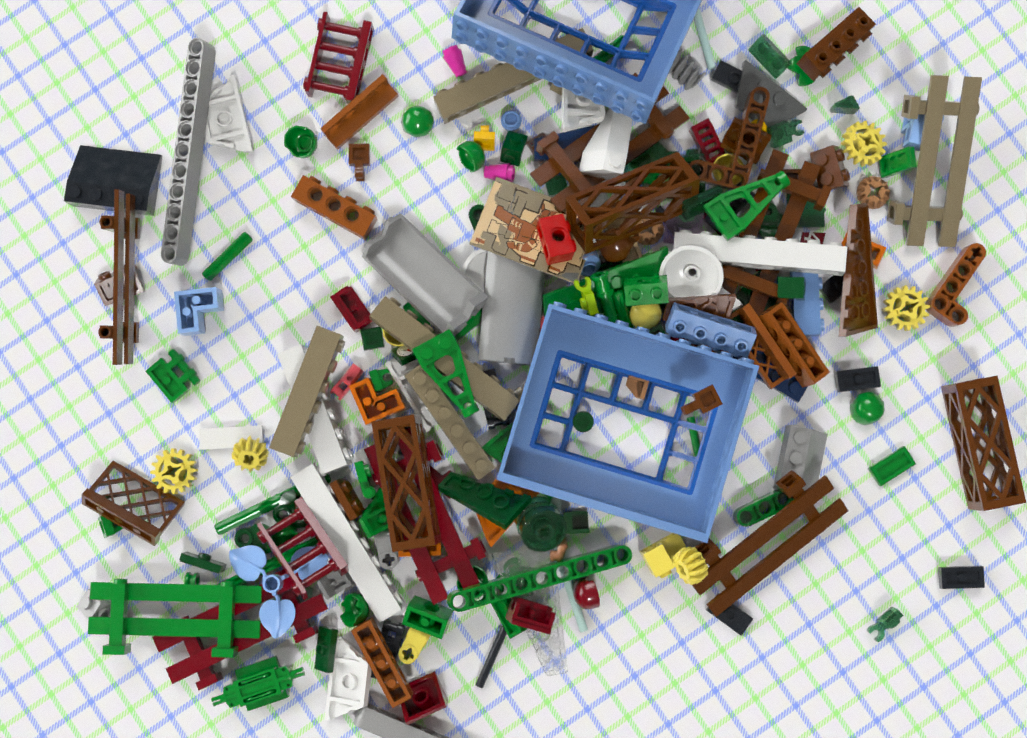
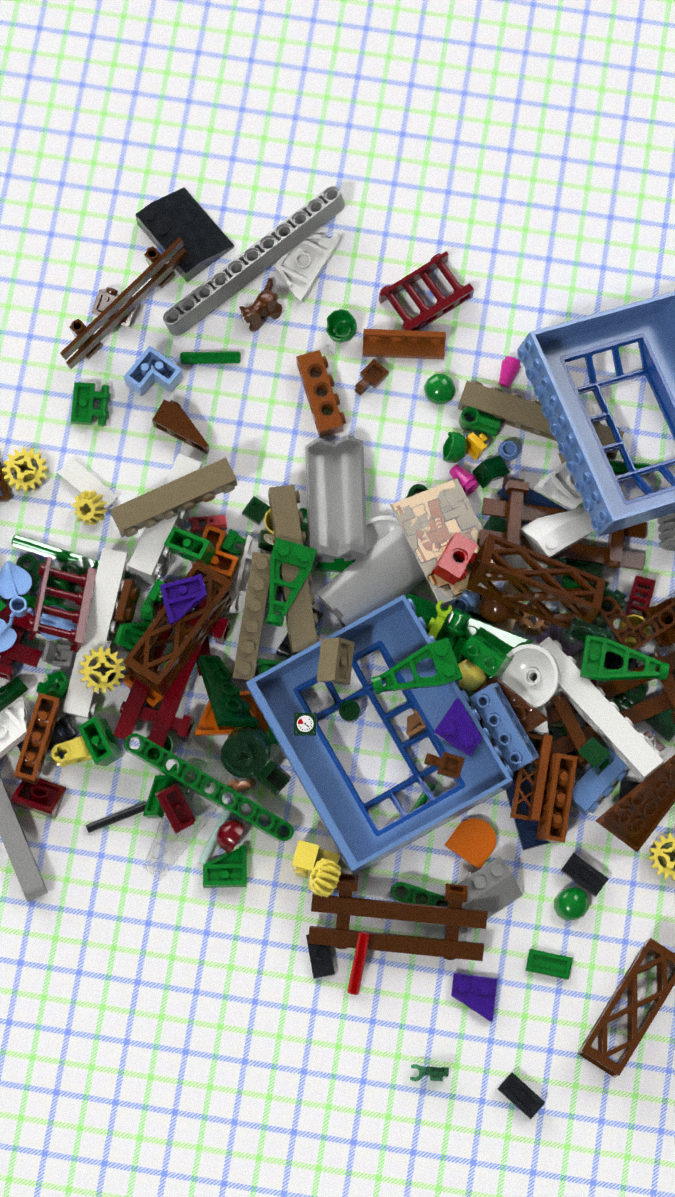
camera: 40 degrees right, 10 degrees down
(229, 181) = (263, 306): none -> reddish brown animal
(248, 329) = (175, 422): none -> reddish brown slope
(352, 308) = (262, 475): dark red hinge -> none
(354, 416) = (189, 546): none -> green brick
(386, 574) = (101, 660): none -> light yellow gear
(389, 462) = (182, 596): none -> dark purple wing
(473, 118) = (482, 422): none -> green piece
(548, 402) = (335, 660): none -> dark tan panel
(570, 469) = (305, 724): none -> tile
(607, 619) = (227, 870): none -> green wing
(627, 326) = (444, 661): none -> green plate
(686, 366) = (458, 729): none -> dark purple wing
(759, 430) = (473, 841): none -> orange tile
(764, 596) = (358, 963): none -> red axle
(861, 535) = (476, 993): none -> dark purple wing

